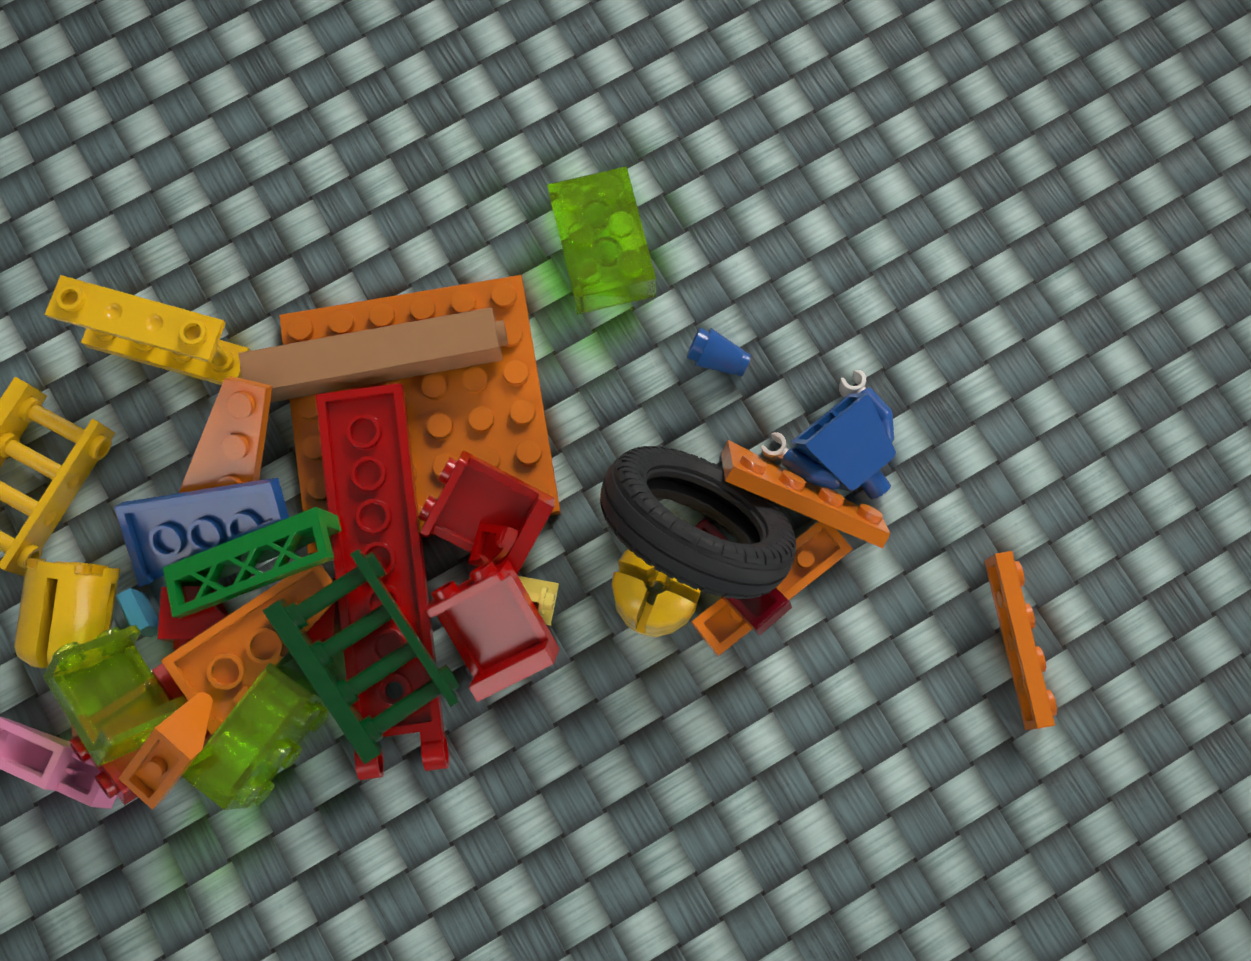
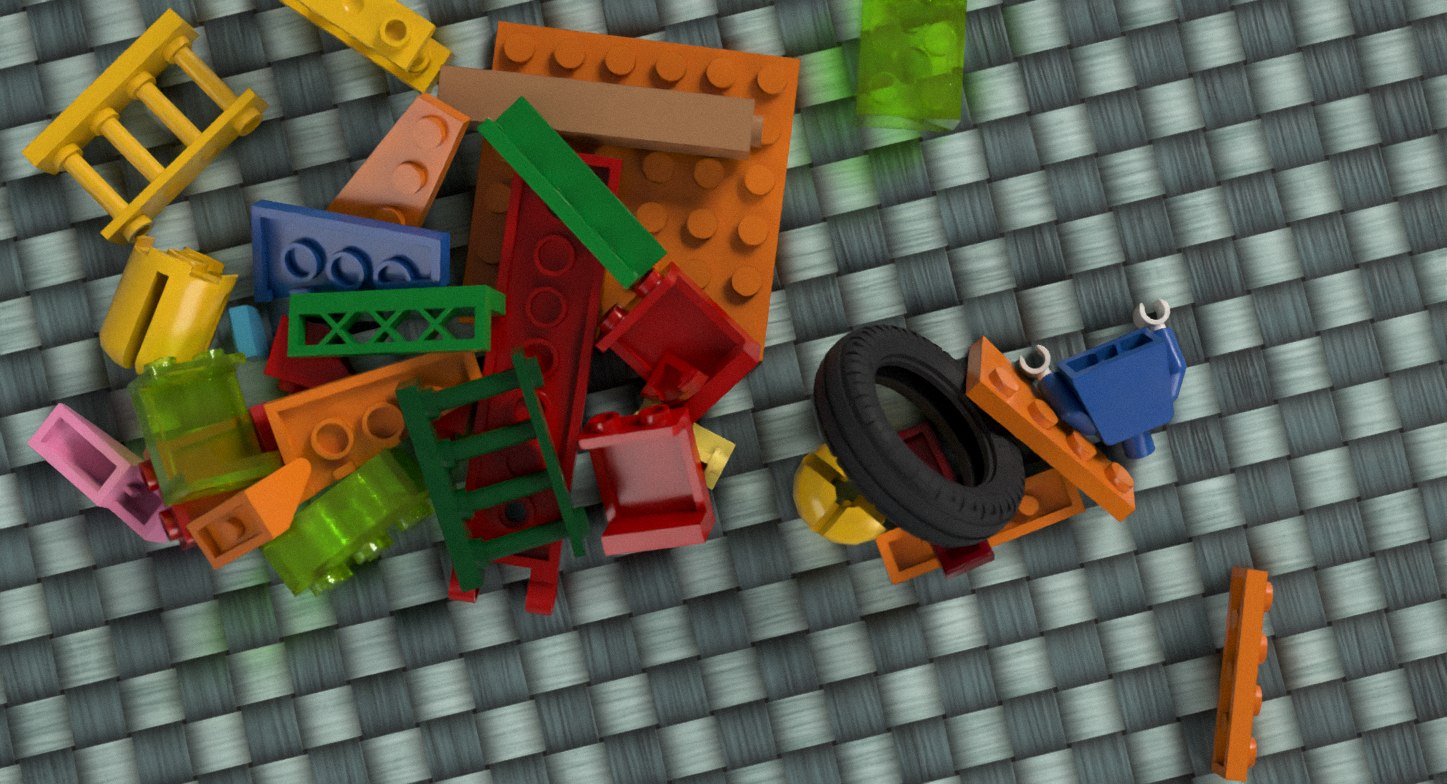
camera: 15 degrees right, 10 degrees up
(369, 416) = (573, 192): none -> green fence
(717, 353) = (1004, 228): blue cone -> none

